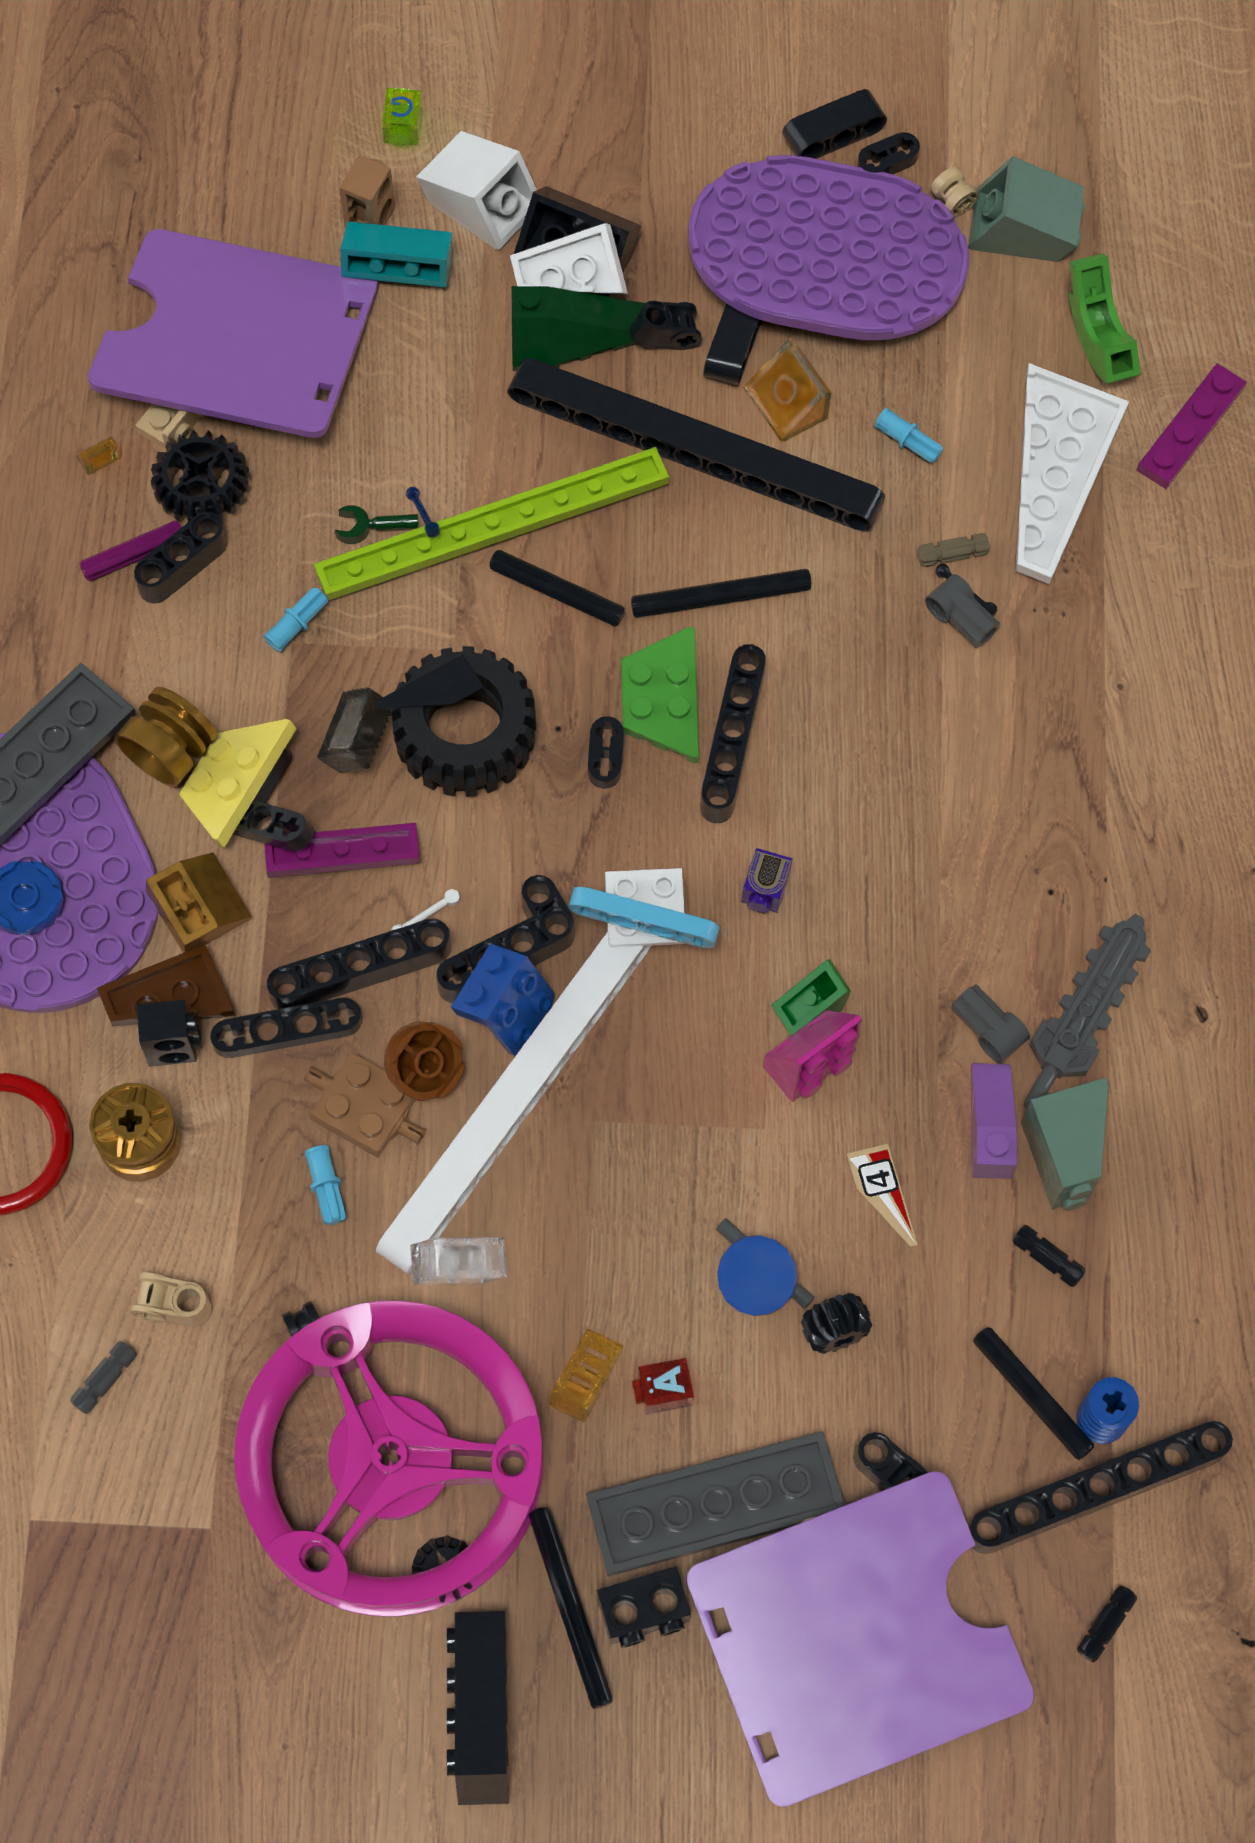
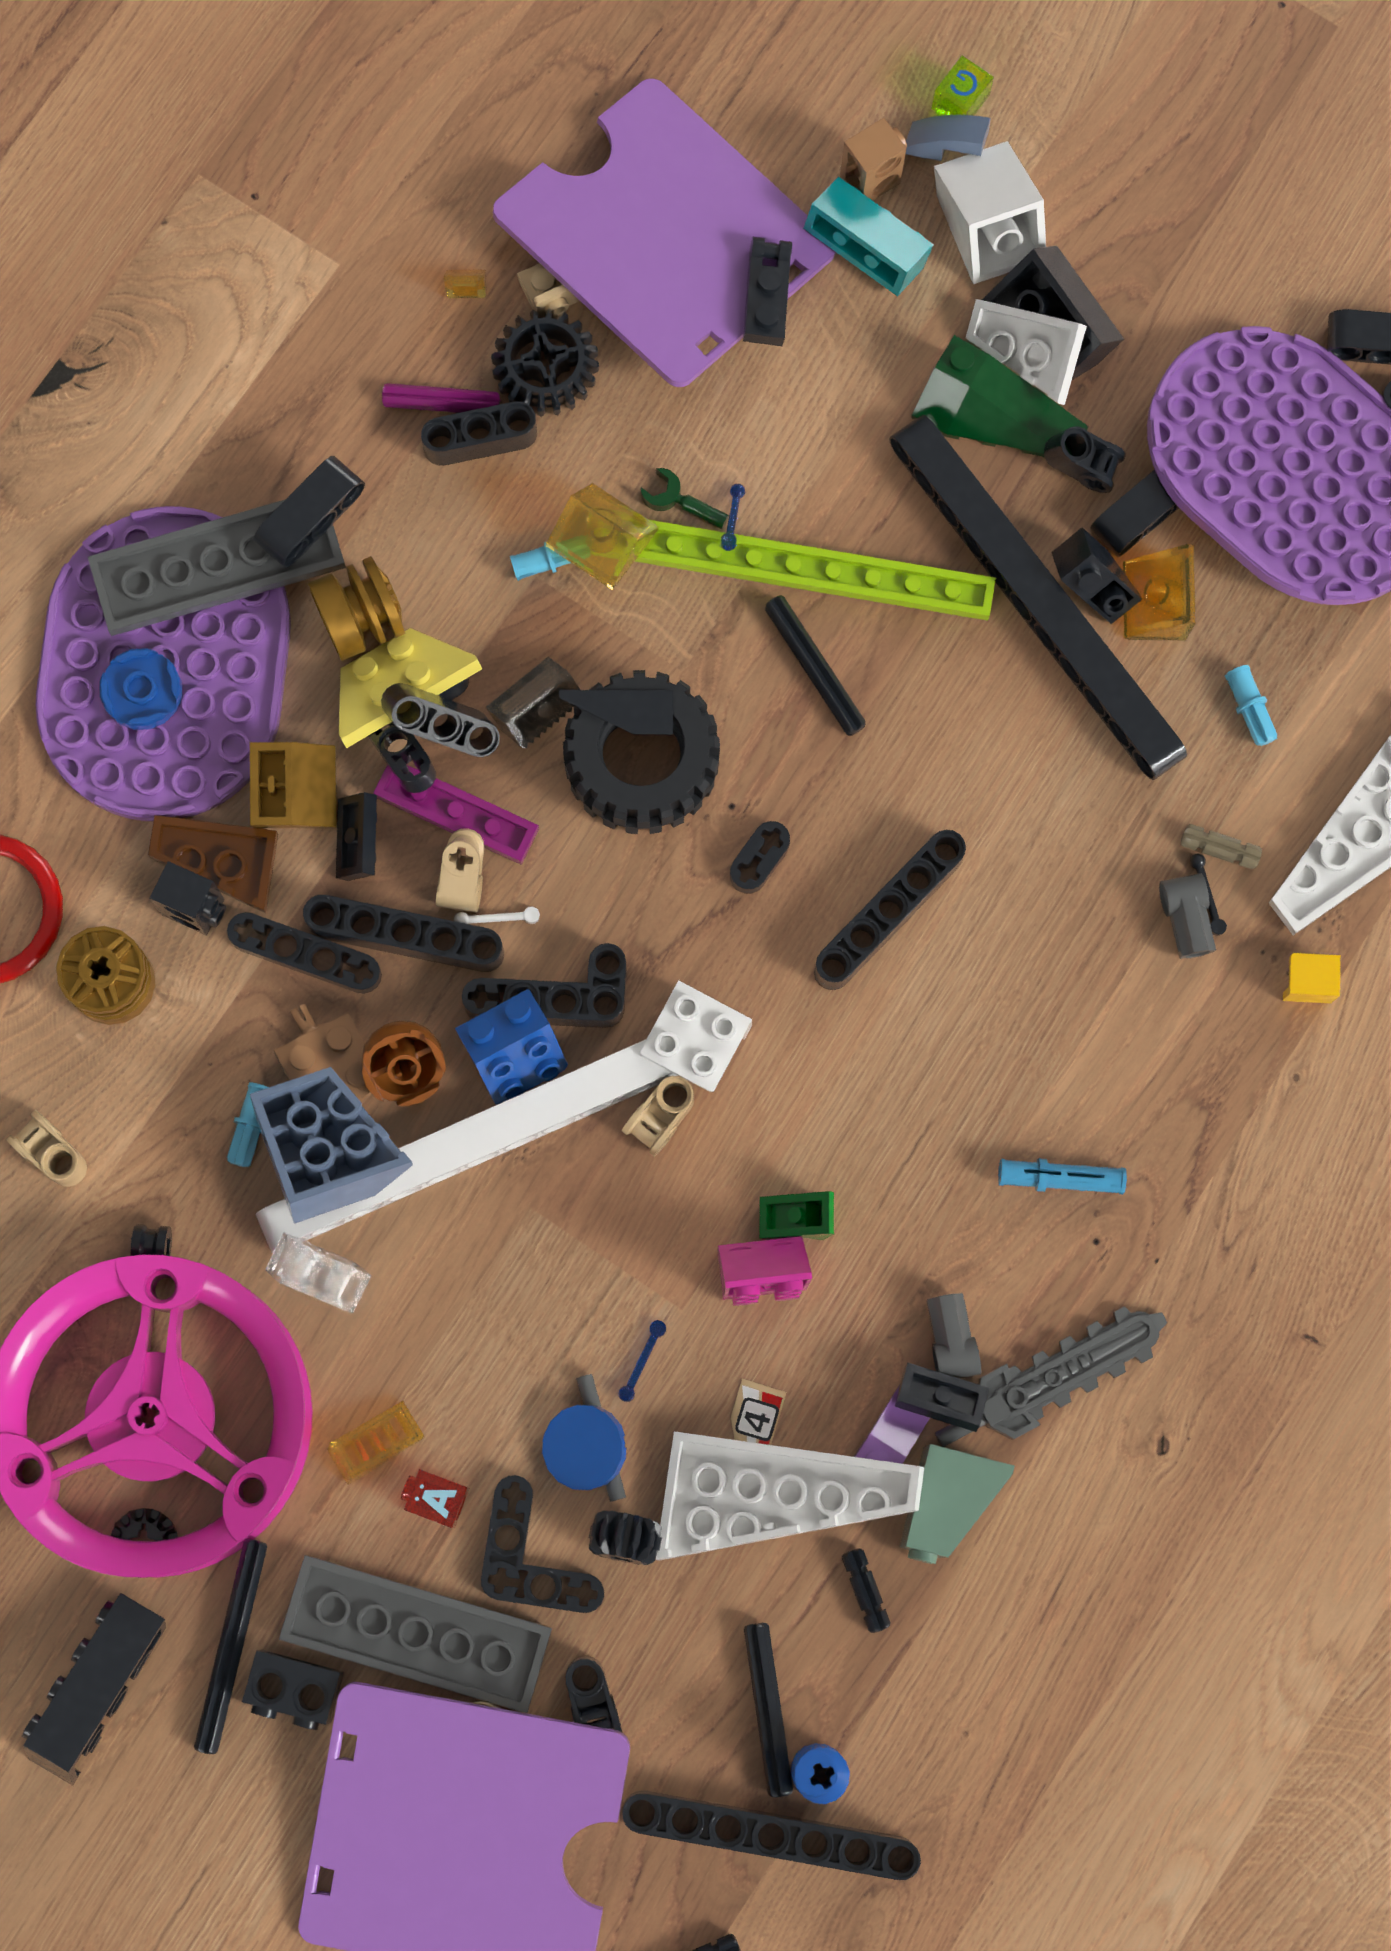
camera: 30 degrees right, 10 degrees up
(83, 681) = (309, 511): none -> black beam
(273, 779) = (453, 732): none -> black beam
(273, 913) = (356, 836): none -> black plate
(328, 578) = (600, 534): none -> clear yellow slope
(345, 332) = (767, 292): none -> black plate
(379, 897) = (461, 876): none -> tan piece
(401, 1155) = (324, 1144): none -> sand blue wedge
(417, 145) = (956, 133): none -> sand blue slope
(644, 917) = (682, 1050): medium azure beam -> none
(653, 990) = (659, 1116): none -> tan piece
(662, 694) = (849, 831): bright green wing -> none
(721, 592) = (968, 761): black axle -> none
(731, 404) = (1095, 576): none -> black slope
(755, 1155) = (657, 1330): none -> clear blue hinge
(756, 1399) = (513, 1559): none -> black beam
(766, 881) = (829, 1075): brick -> none
(915, 1226) = (753, 1492): none -> white wing
(980, 862) = (1061, 1176): none -> dark azure pin
(1013, 1068) = (941, 1397): none -> black plate
(1087, 603) = (1313, 978): none -> yellow panel

